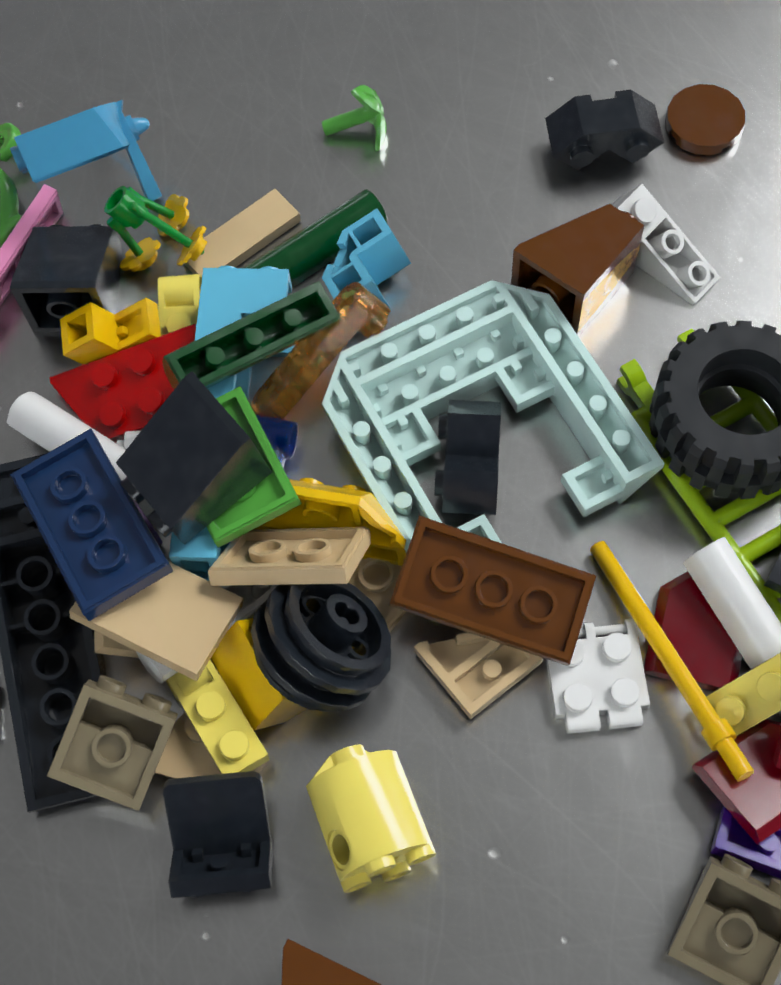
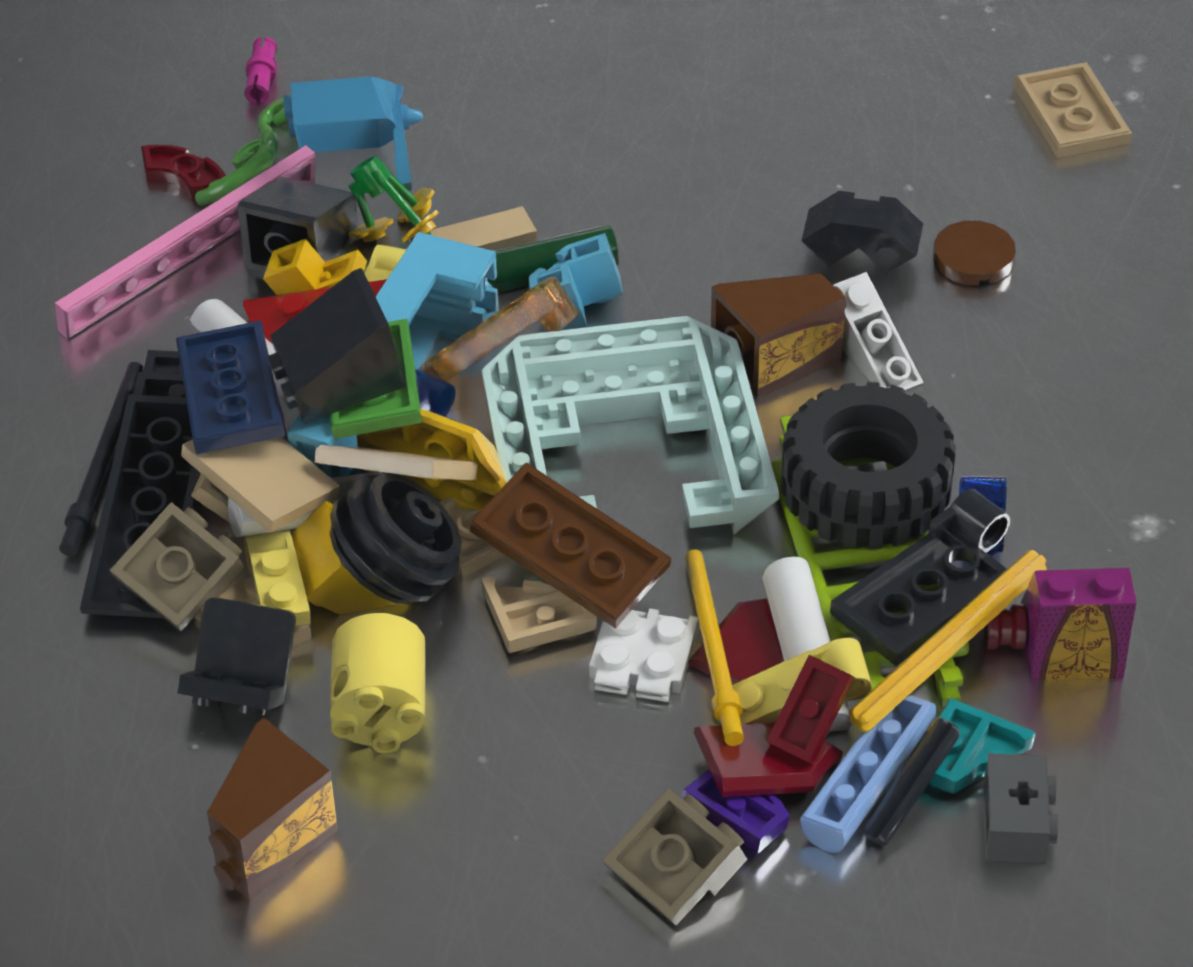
camera: 15 degrees right, 20 degrees down
(253, 337) = (446, 287): dark green brick -> none
(371, 112) = (644, 166): bright green plant -> none
(471, 458) = (610, 445): black brick -> none

